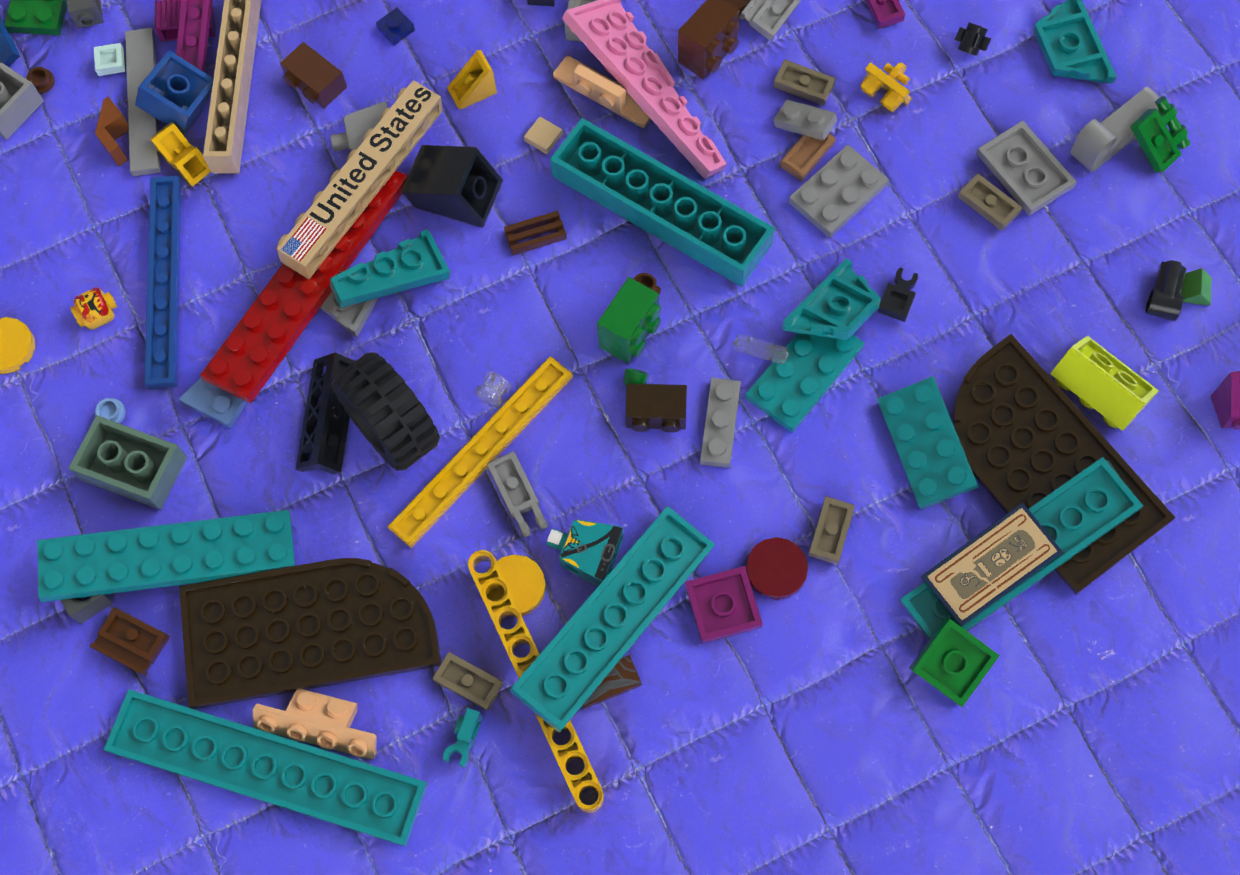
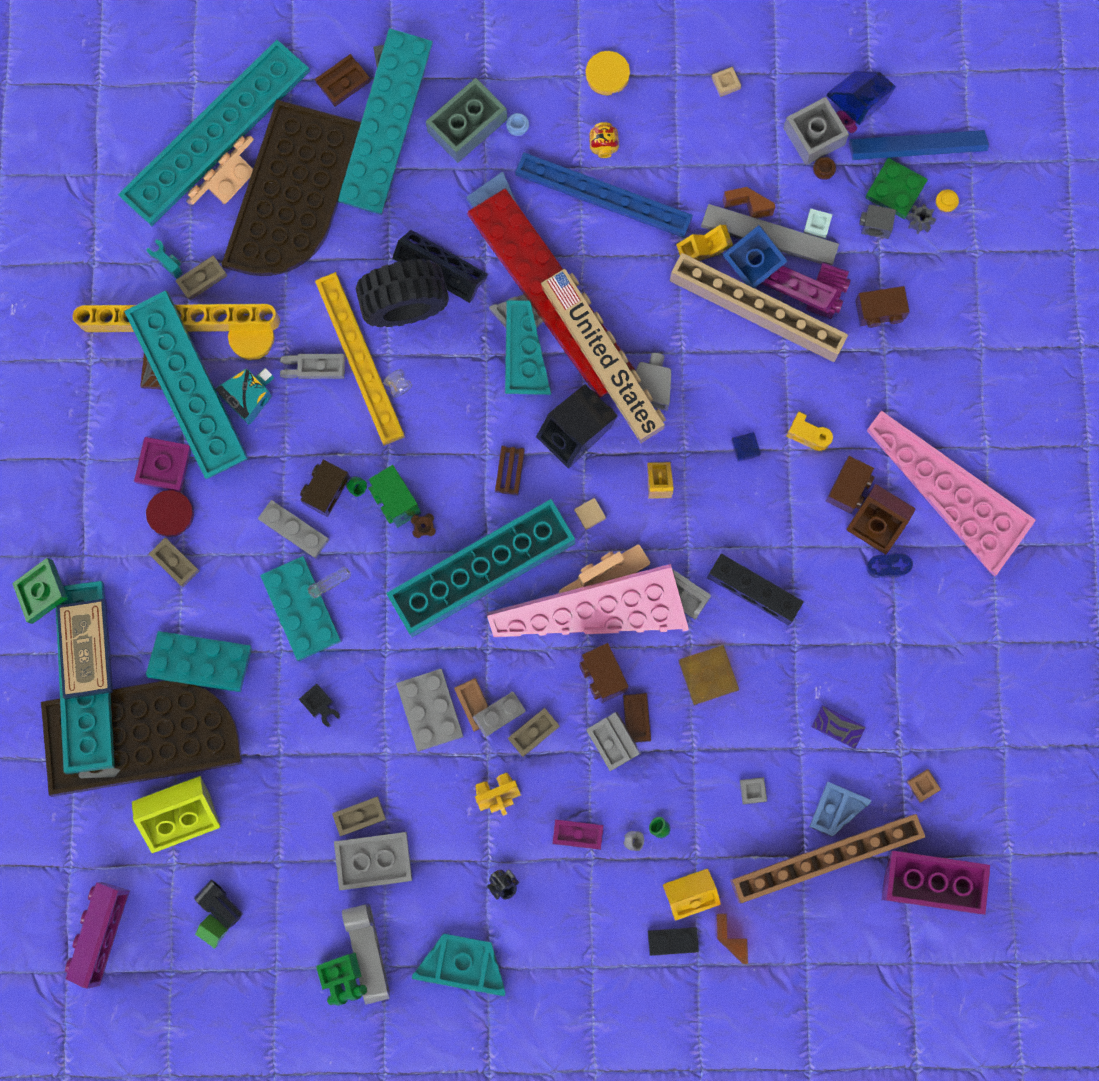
camera: 115 degrees right, 10 degrees up
(313, 75) = (726, 364): reddish brown brick -> none
(835, 306) = (331, 650): teal wing -> none

